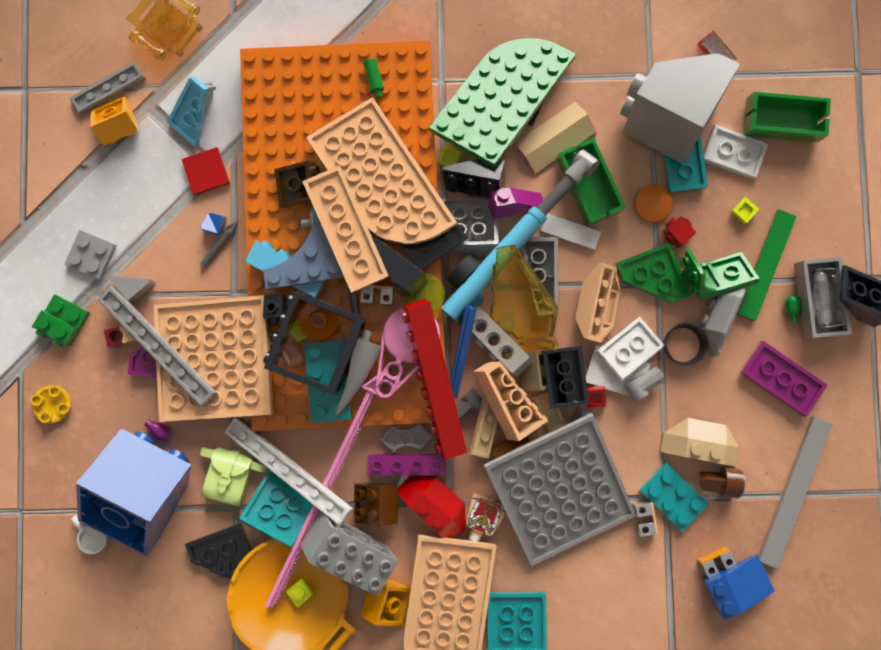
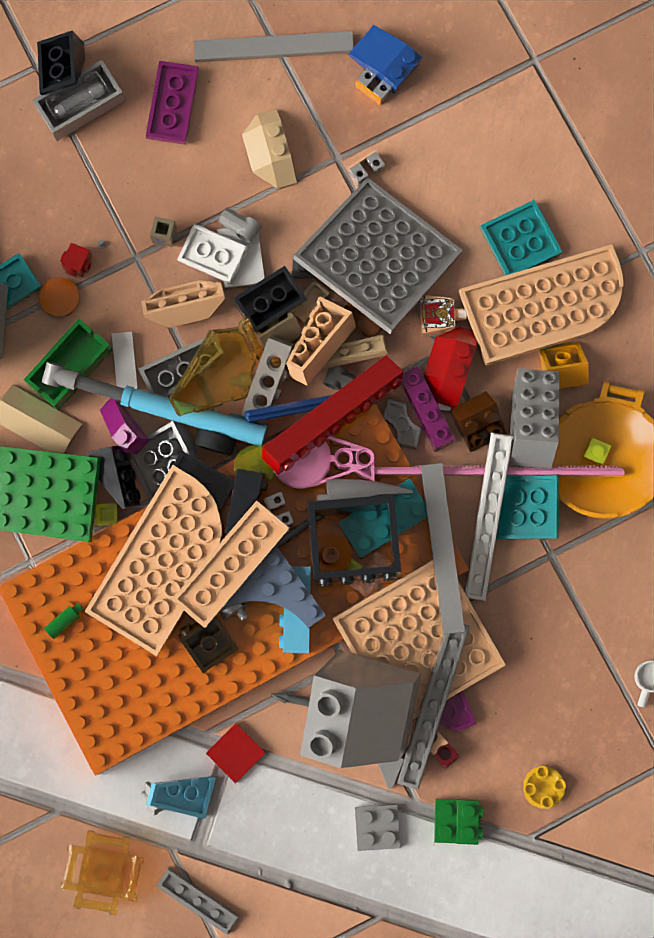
camera: 115 degrees left, 5 degrees down
(113, 121) = (228, 874): light orange slope -> none
(132, 490) = (583, 653): slope -> none
(158, 430) = (515, 666): magenta cylinder -> none
(174, 277) = (359, 712): none -> light grey slope
(213, 224) = (285, 716): blue slope -> none
(220, 550) = (598, 545): black plate -> none
(229, 474) = (522, 574): yellowish green piece -> none
(274, 307) = (339, 606): black brick -> none
(274, 416) = (442, 549): none -> light grey tile
(596, 396) = (273, 262): red plate -> none
(655, 273) = (128, 263): green plate -> none
(669, 315) = (163, 231): none -> dark tan brick
(673, 496) = (332, 152): teal plate -> none
(702, 340) = (179, 188): black tyre -> none
(718, 275) = (102, 204): green bracket -> none
(720, 318) = (141, 184): light grey wedge -> none
(726, 483) = (296, 110): reddish brown piece -> none
(744, 210) = (26, 208): neon yellow plate -> none
(767, 263) = (69, 165): green tile -> none
(792, 307) = (99, 123): green cylinder -> none

